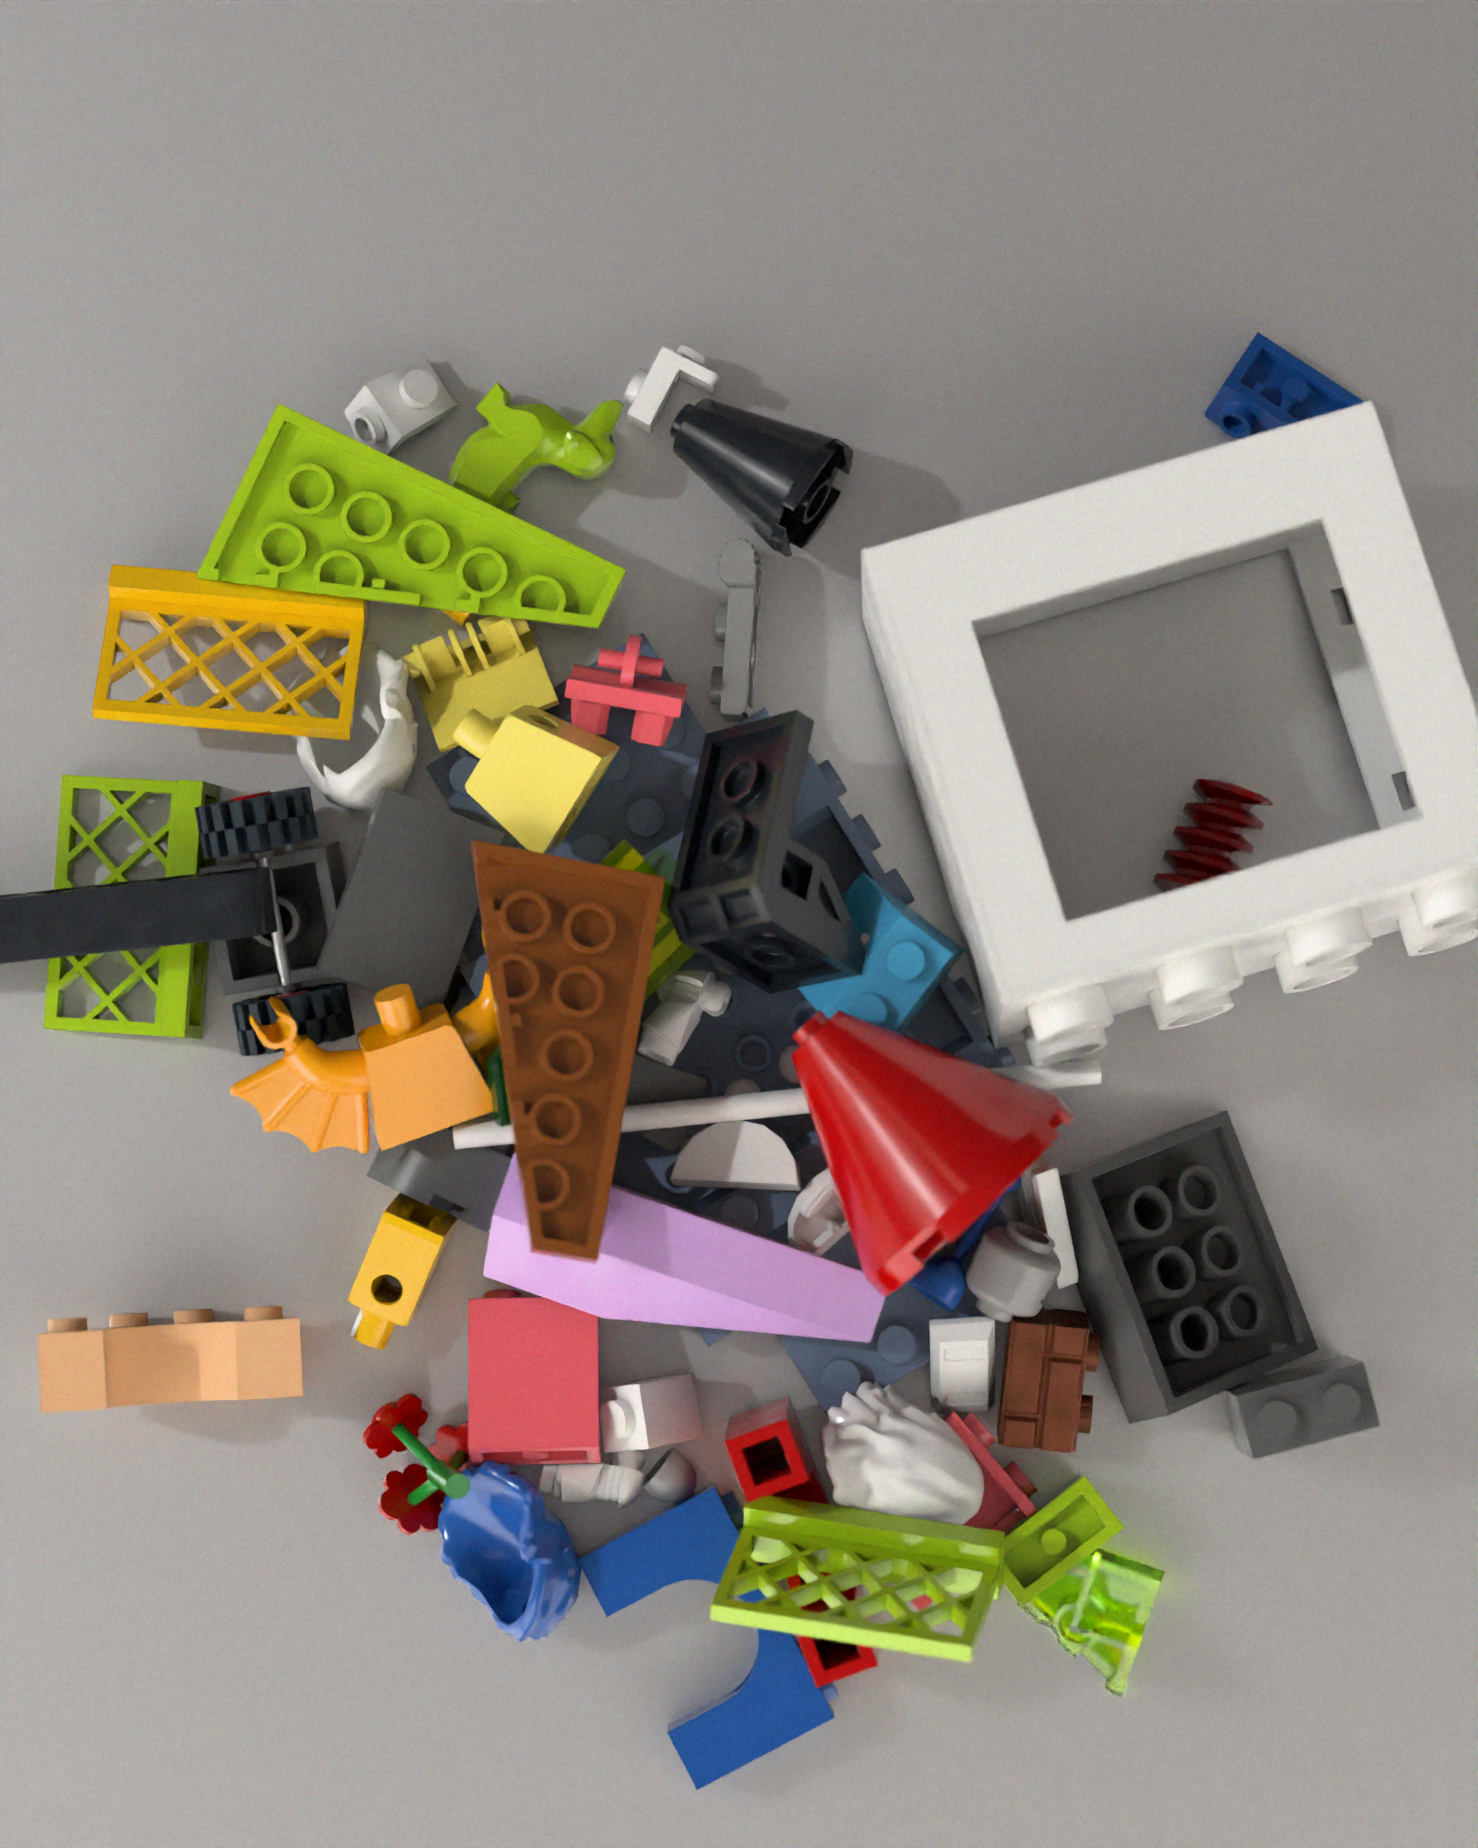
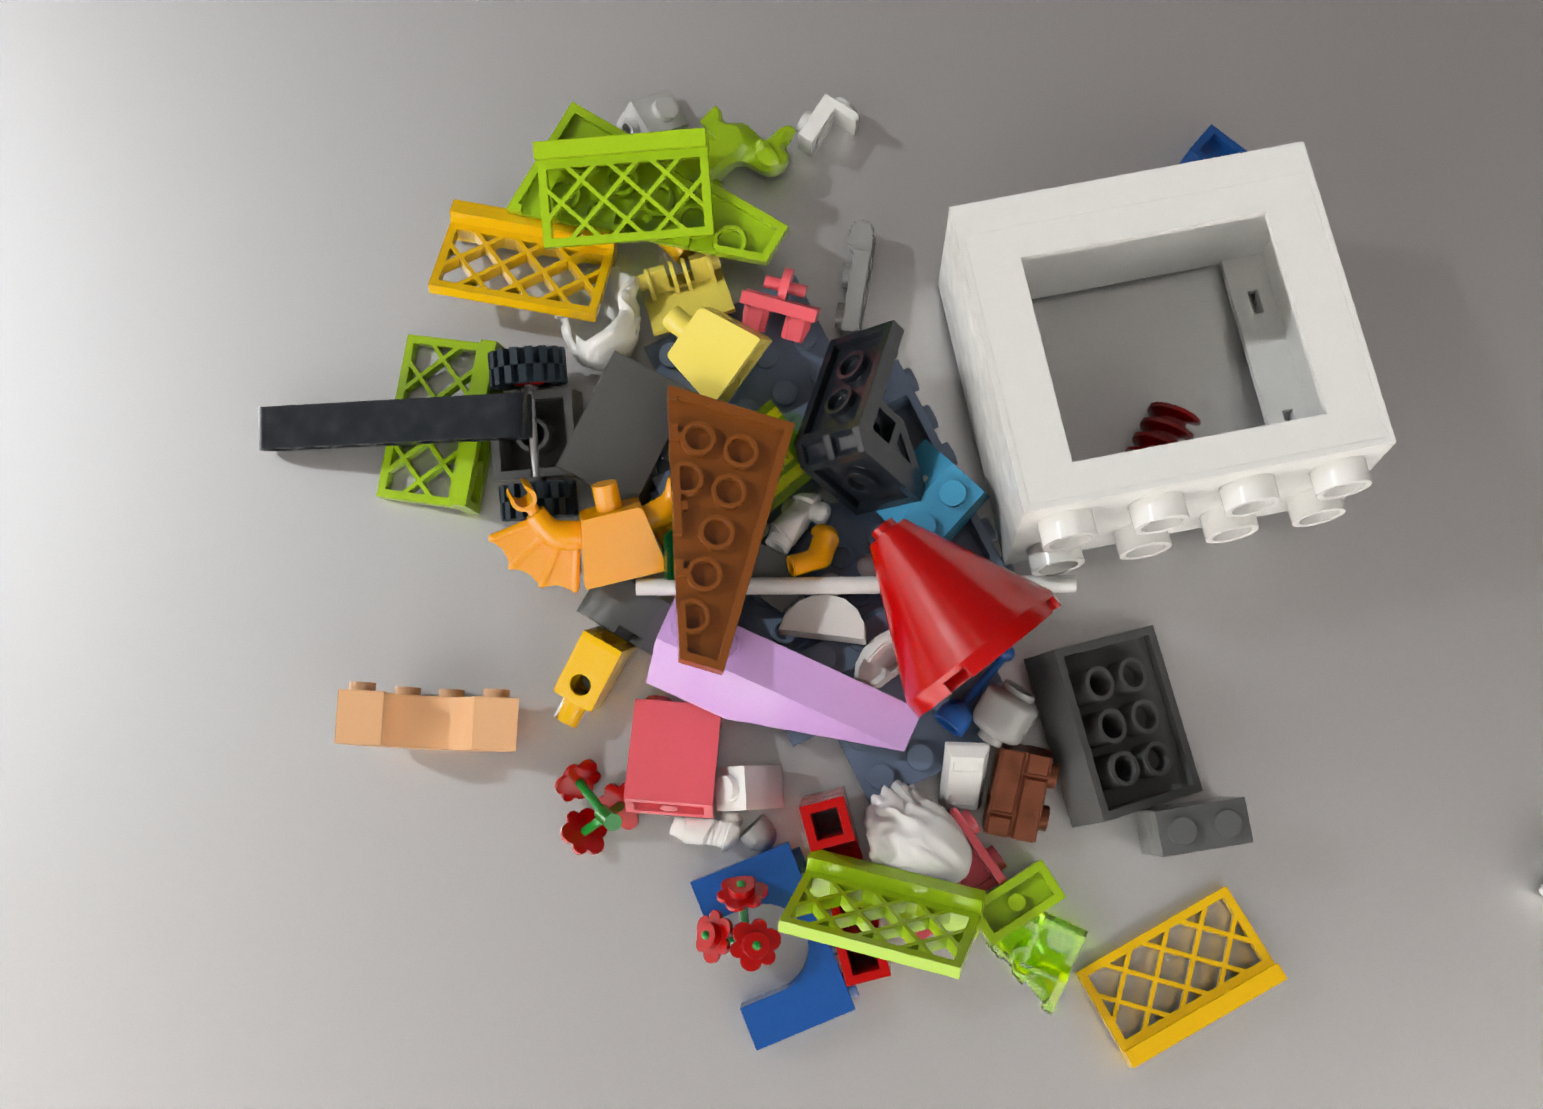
camera: 10 degrees right, 5 degrees down
(362, 482) = (624, 150): none -> lime fence
(510, 1551) = (646, 872): blue piece -> none
(674, 1637) = (750, 942): none -> red plant
(720, 1060) = (820, 552): none -> light orange arm
(763, 469) = (884, 179): black cone -> none
(1043, 1207) = (1027, 671): white tile -> none
(1334, 1670) = (1200, 1011): none -> yellow fence

